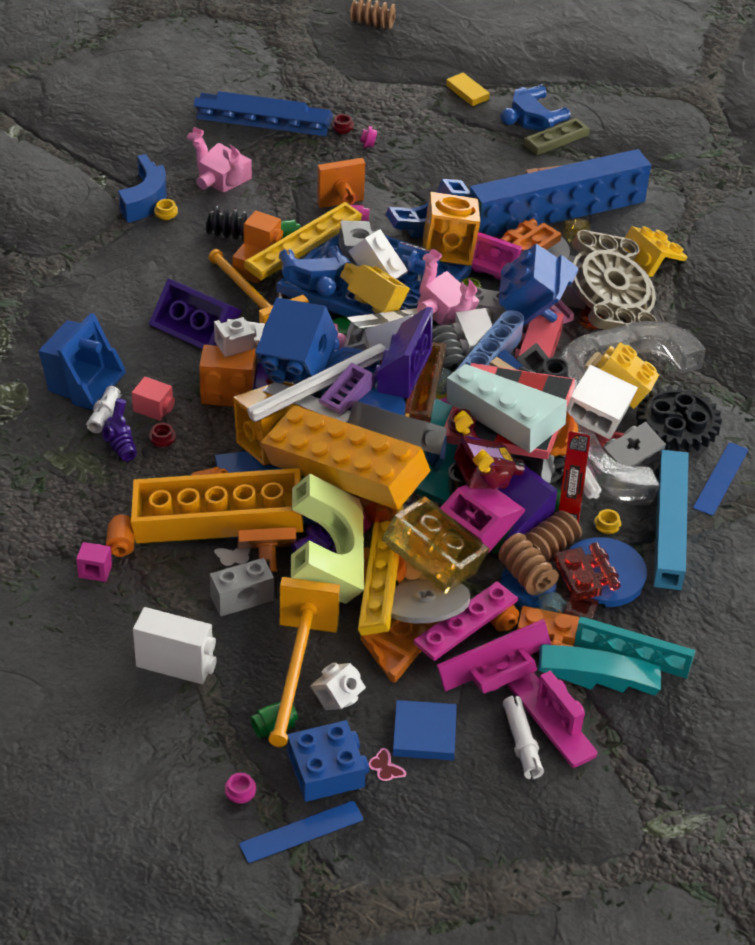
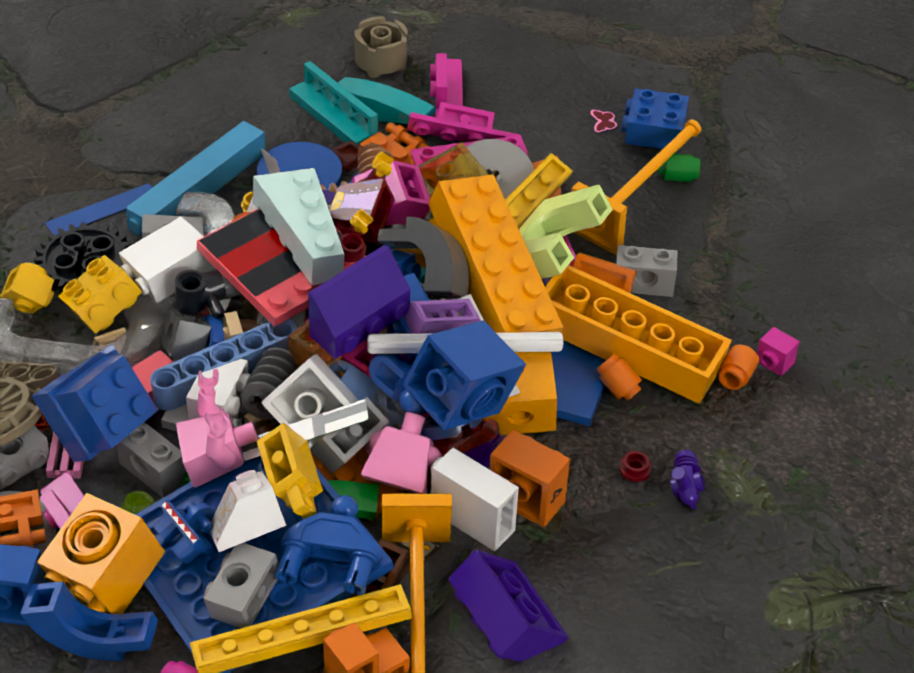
camera: 150 degrees left, 0 degrees up
(80, 362) = (699, 573): blue piece -> none
(103, 409) = (687, 524): white pin -> none
(152, 398) = (625, 508): coral brick -> none
(174, 645) = (741, 232): white brick -> none
(234, 336) = (511, 459): white brick -> none
(240, 788) = (733, 139): dark pink plate -> none
(301, 831) = (719, 108): blue sticker -> none
(338, 686) = (611, 162): white brick -> none
(425, 730) = (556, 125): blue tile -> none
(526, 747) = (487, 82): white pin -> none
(579, 573) = (329, 161): clear red plate -> none
(655, 727) = (380, 46): none -> dark tan brick
(684, 370) = (28, 288): none -> yellow brick

